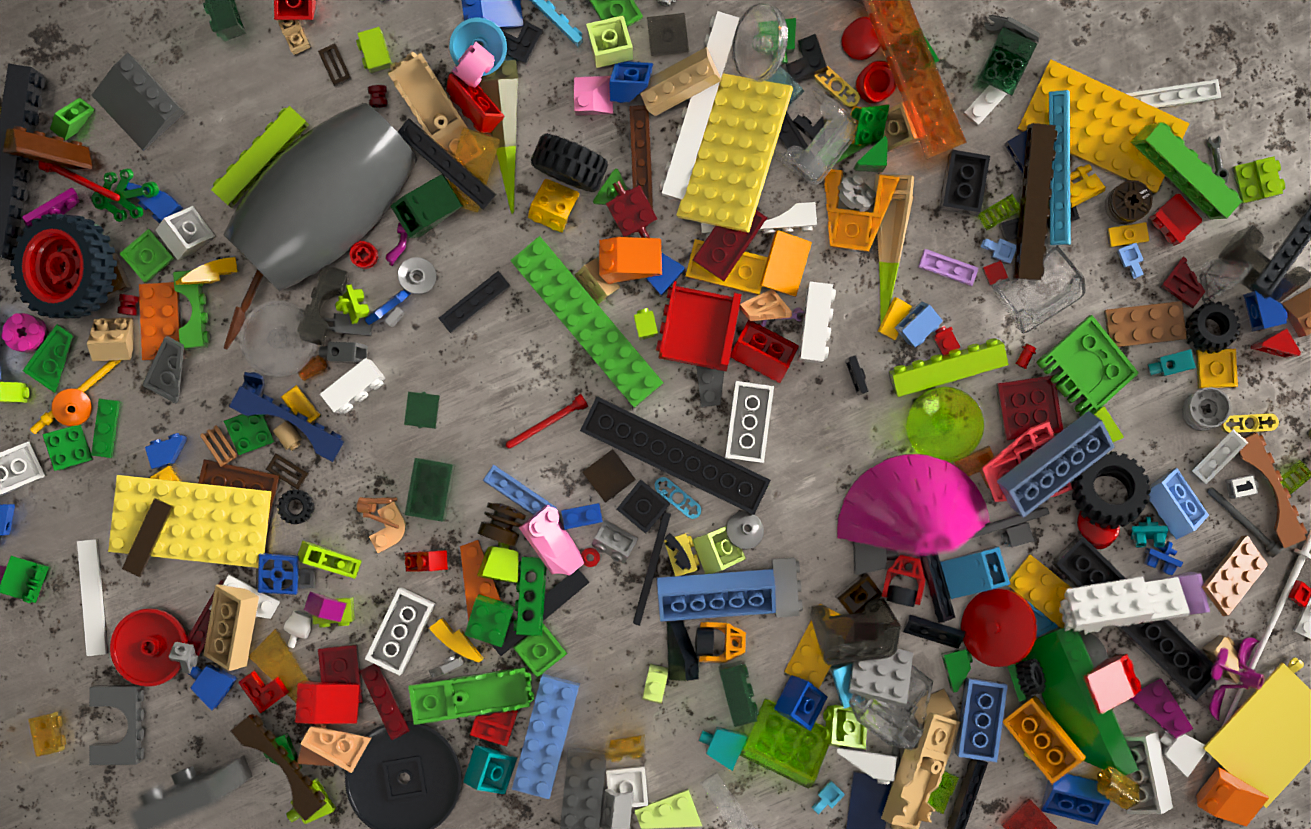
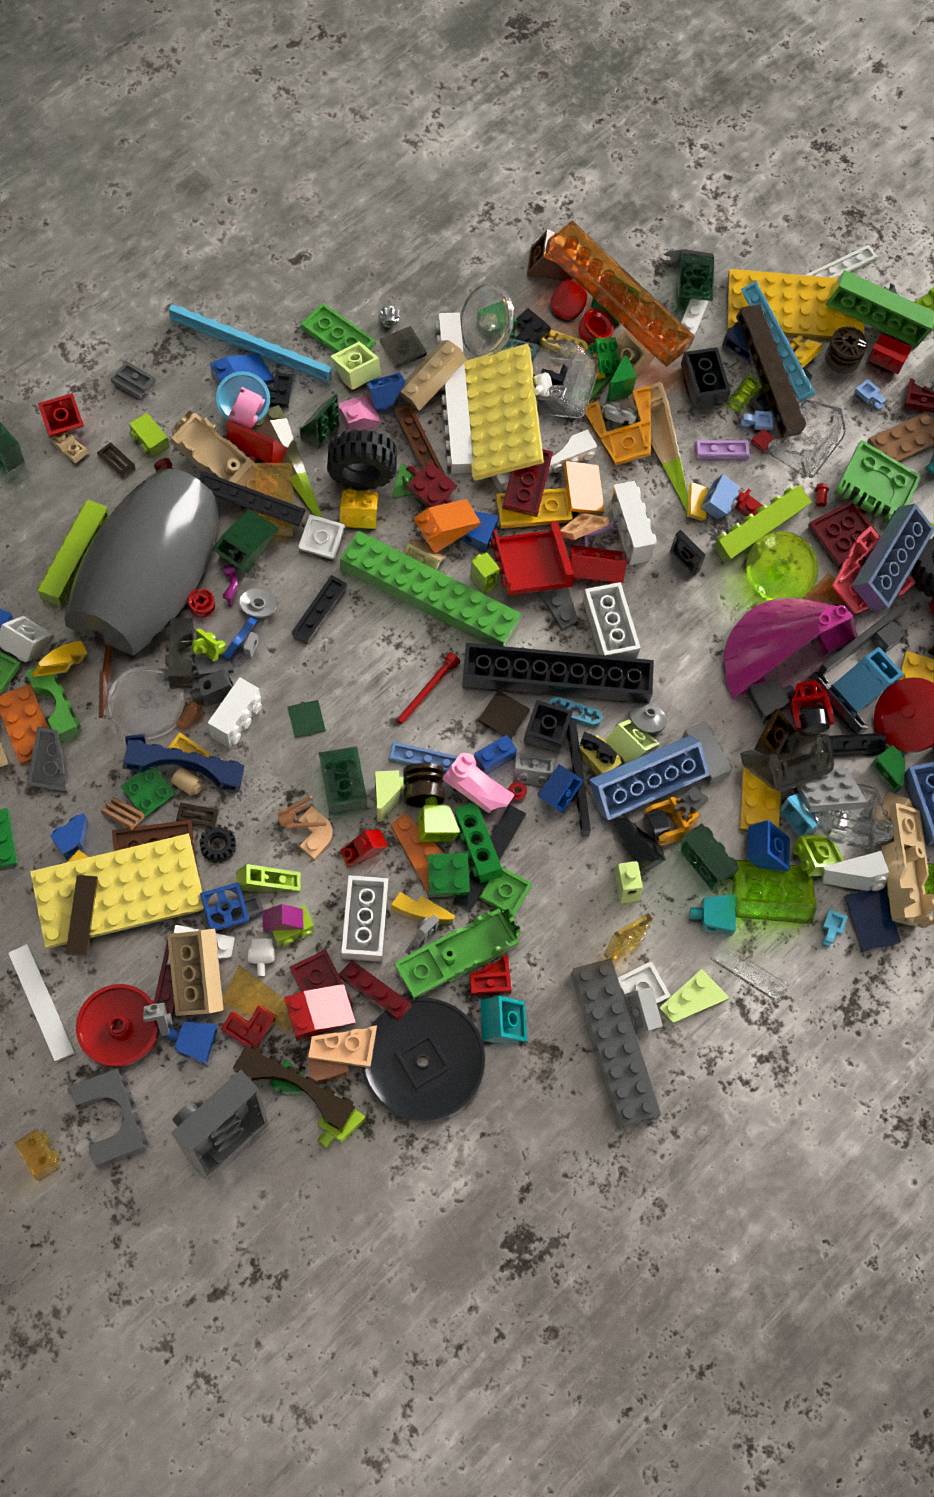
camera: 35 degrees left, 20 degrees down
(464, 518) = (388, 791): none -> yellowish green slope
(504, 225) = (321, 537): none -> white plate
(545, 736) = (545, 967): medium blue brick -> none
(548, 99) = (321, 423): none -> dark green slope
(628, 574) = (560, 788): none -> blue brick
(744, 636) = (692, 800): none -> dark grey plate
(788, 136) = (542, 383): none -> white piece
(1128, 234) = (856, 377): yellow plate -> none

